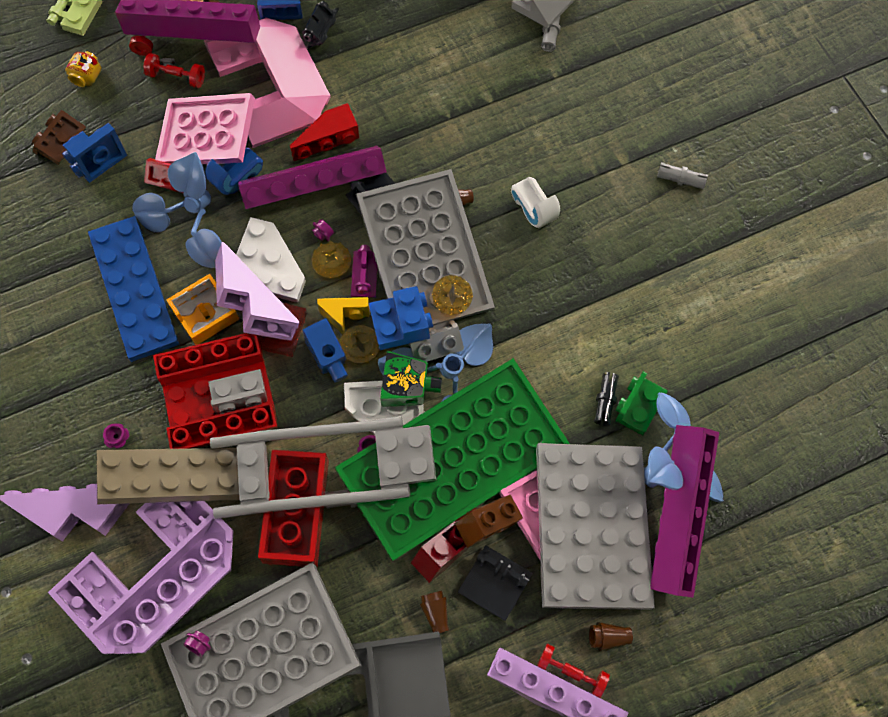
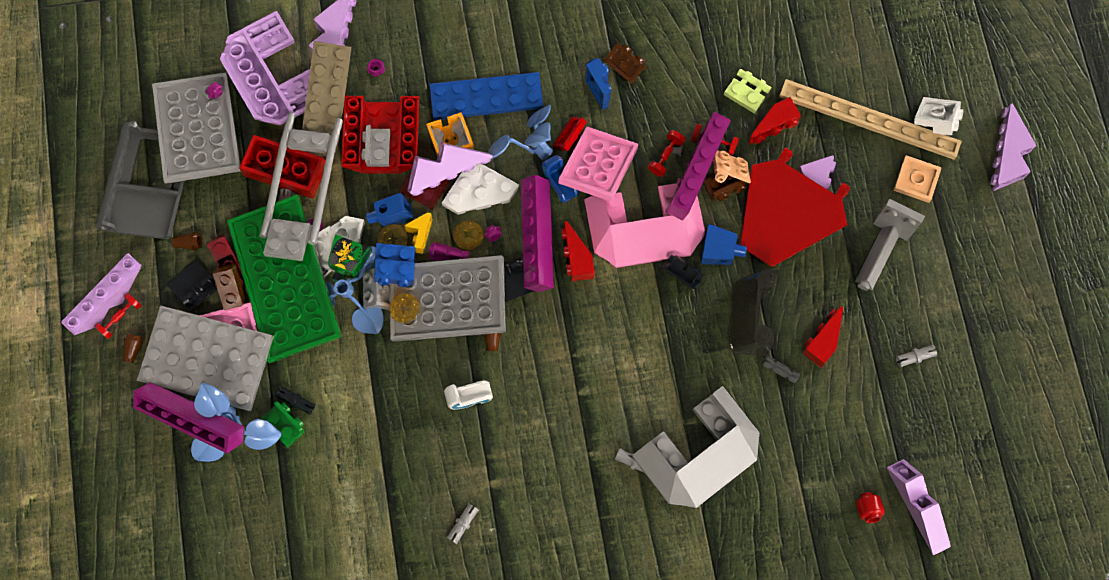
camera: 105 degrees right, 5 degrees up
(83, 69) = (685, 88): yellow head -> none

